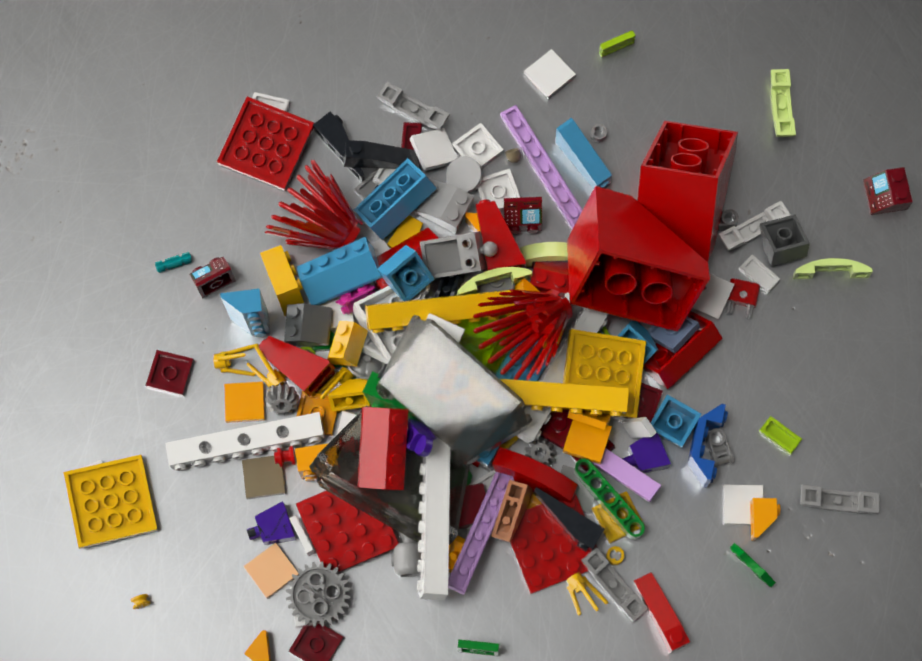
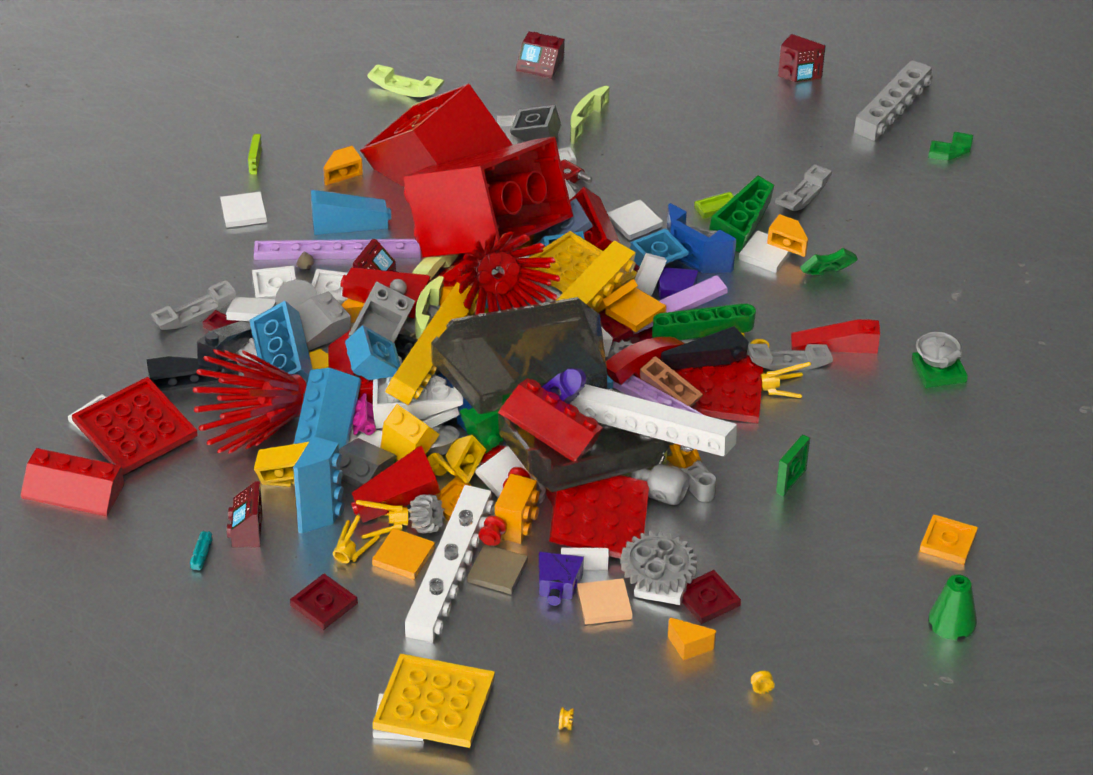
camera: 65 degrees left, 30 degrees down
(187, 137) = (72, 482): none -> slope
(643, 116) = (342, 165): none -> light orange slope
(719, 378) = (635, 219): none -> white tile
(766, 465) = (744, 211): none -> green wedge

